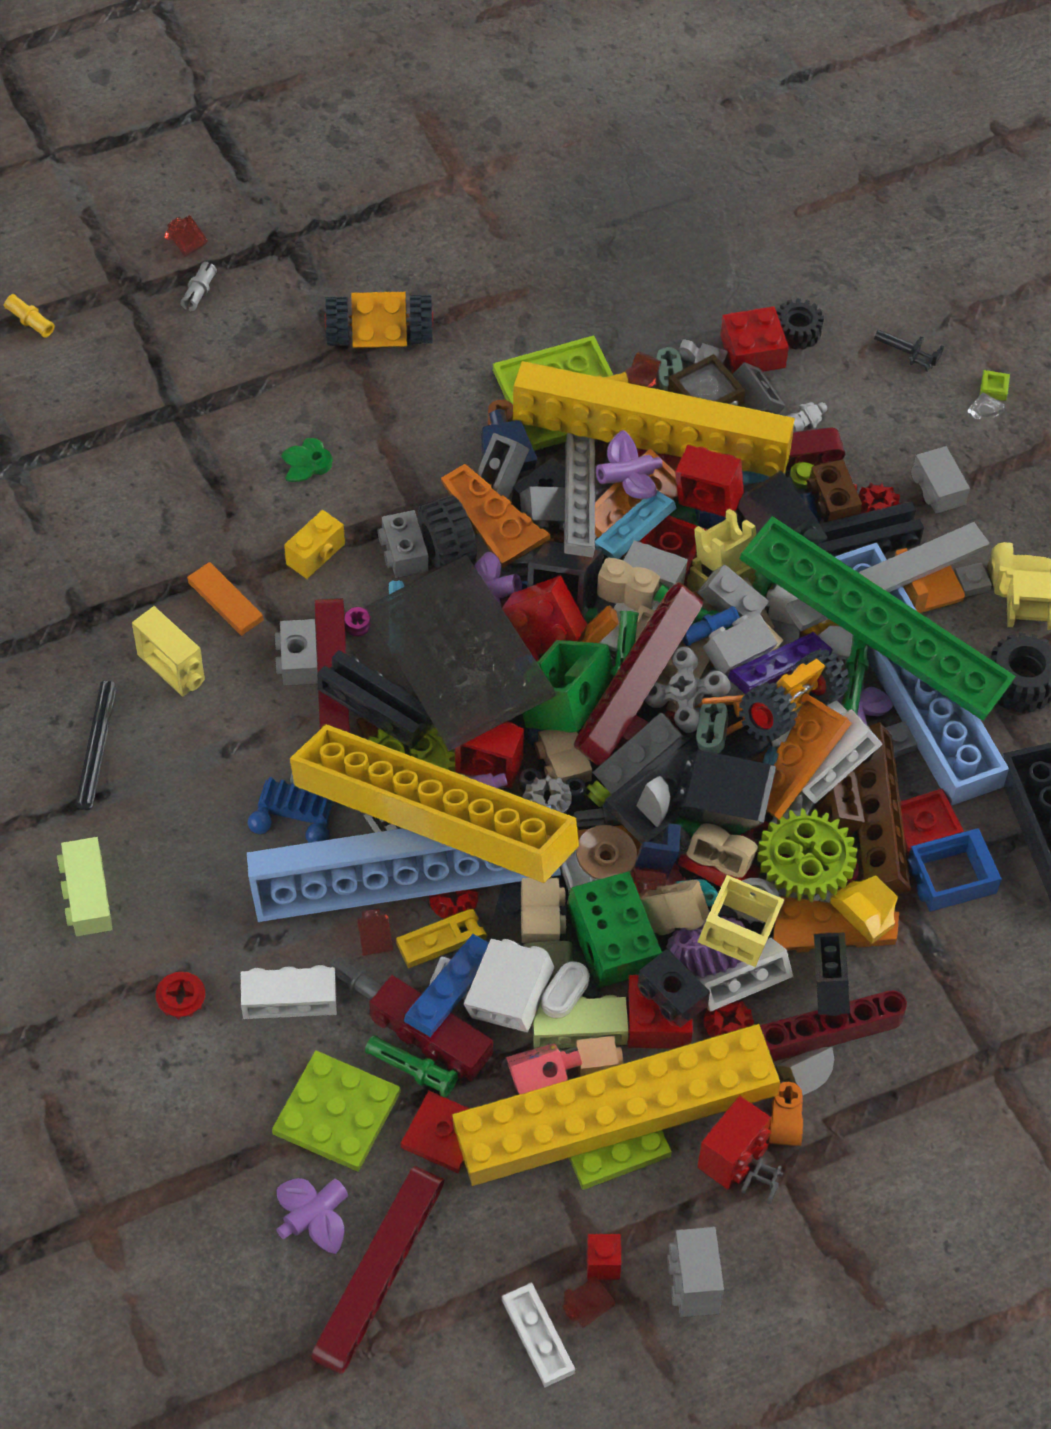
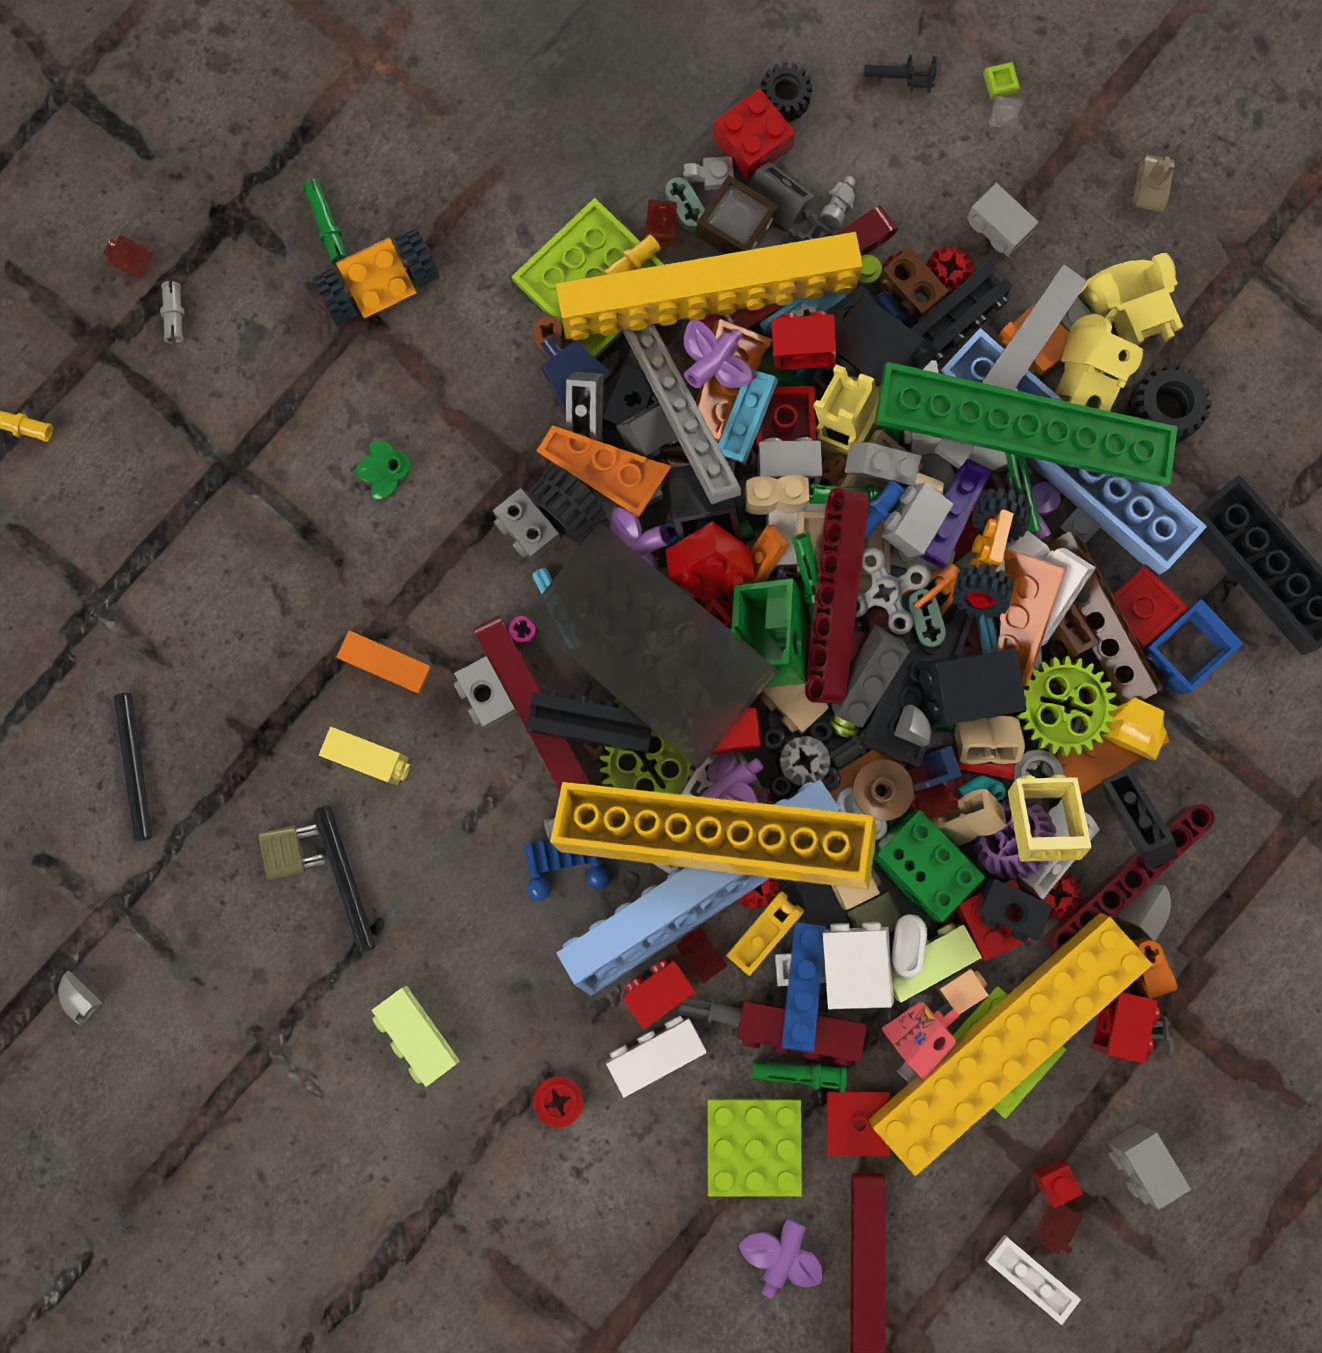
camera: 25 degrees left, 25 degrees up
(57, 702) = (284, 853): none -> olive piece
(314, 544) = (441, 566): yellow brick -> none
(318, 933) = (657, 992): none -> red brick
(359, 278) = (329, 232): none -> green pin
(966, 595) = (1088, 355): none -> light yellow piece

